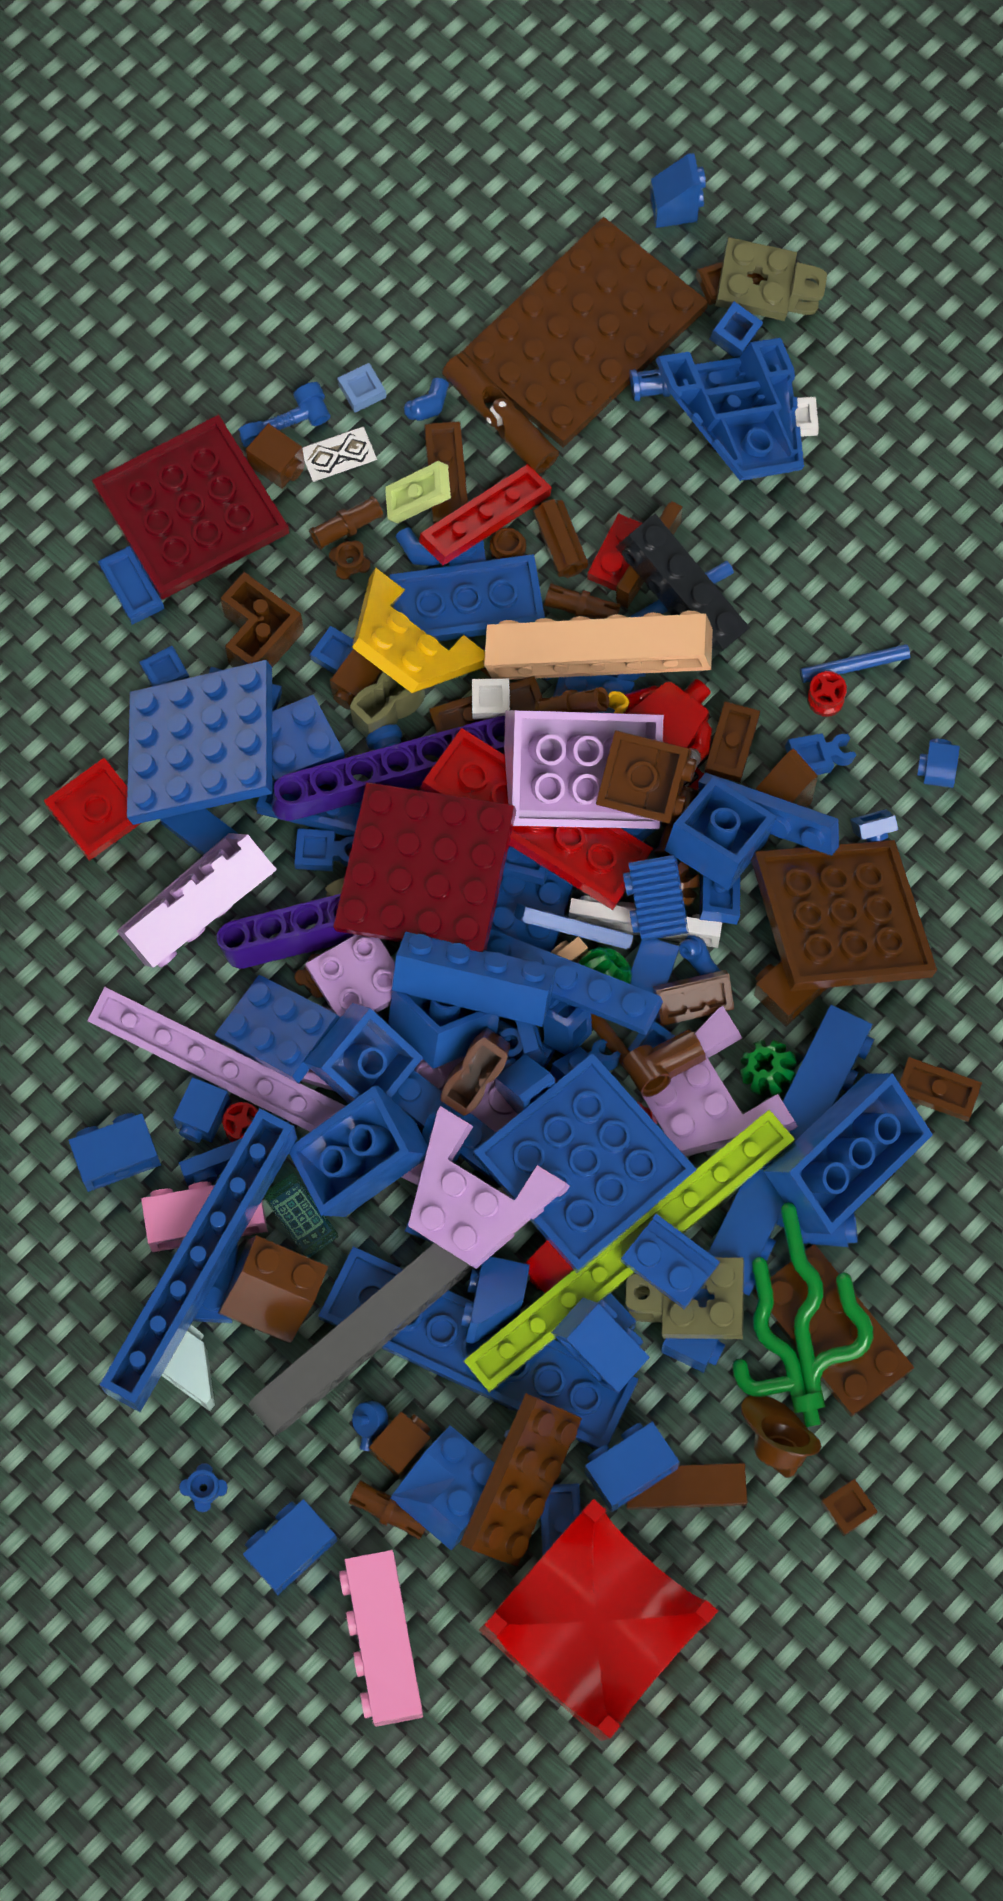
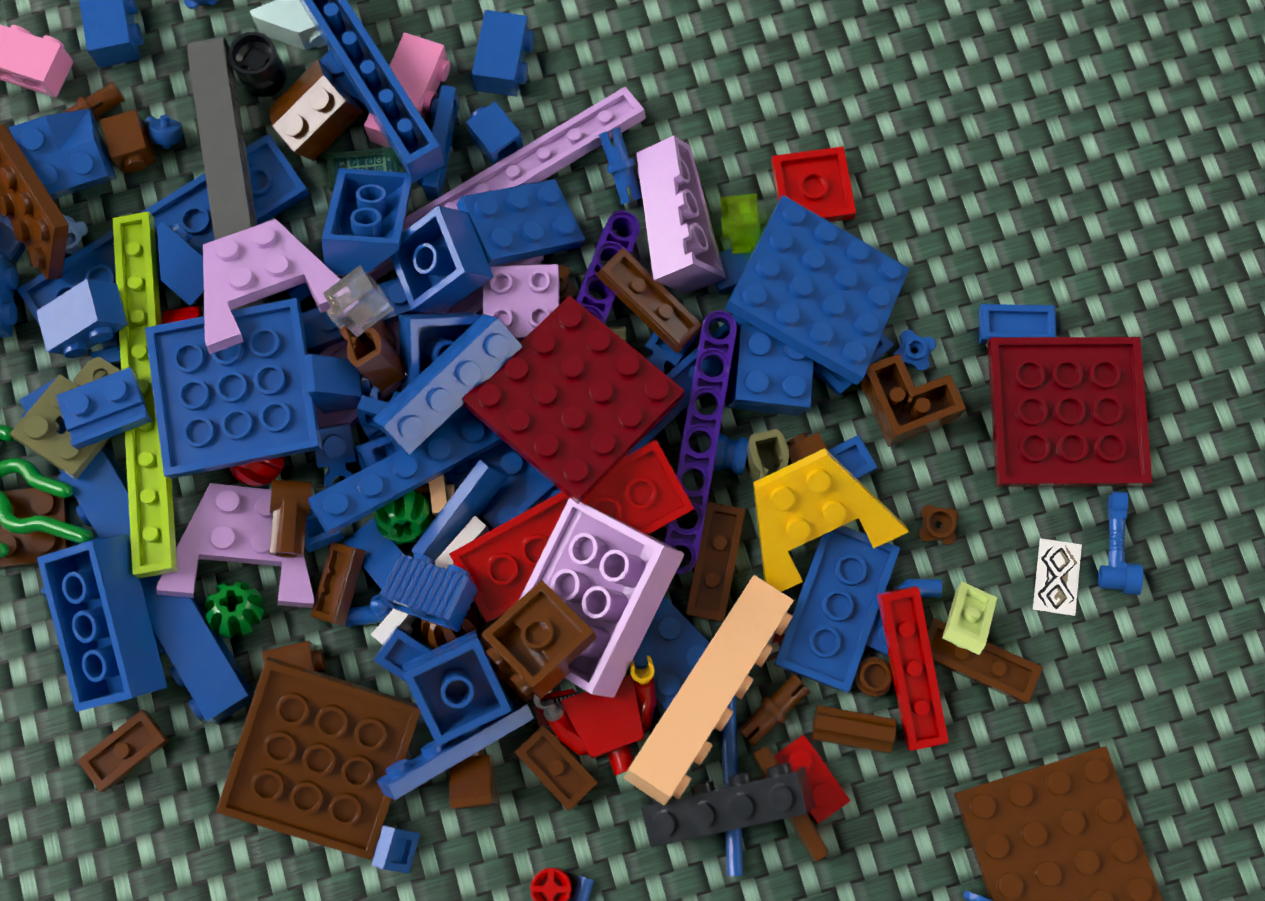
camera: 120 degrees right, 5 degrees up
(164, 667) = (916, 310): blue tile -> none
(170, 843) = (741, 221): none -> clear neon green brick
(171, 978) = (620, 165): none -> blue pin
(205, 661) = (924, 346): none -> blue plate
(238, 1118) = (463, 152): red wheel -> none
(253, 1365) = (257, 64): none -> black wheel
(276, 456) = (1080, 512): reddish brown brick -> none
(293, 876) = (649, 300): none -> reddish brown tile
(346, 522) = (977, 540): reddish brown pin -> none
(361, 387) = (1115, 632): medium blue plate -> none
(430, 404) = (1064, 688): blue arm -> none
(449, 1089) = (357, 302): none -> clear brick
(490, 698) = (718, 563): white plate -> none
(503, 416) = (993, 754): reddish brown piece -> none
(575, 701) = (665, 629): reddish brown pin -> none
(820, 754) = (497, 837): blue plate -> none

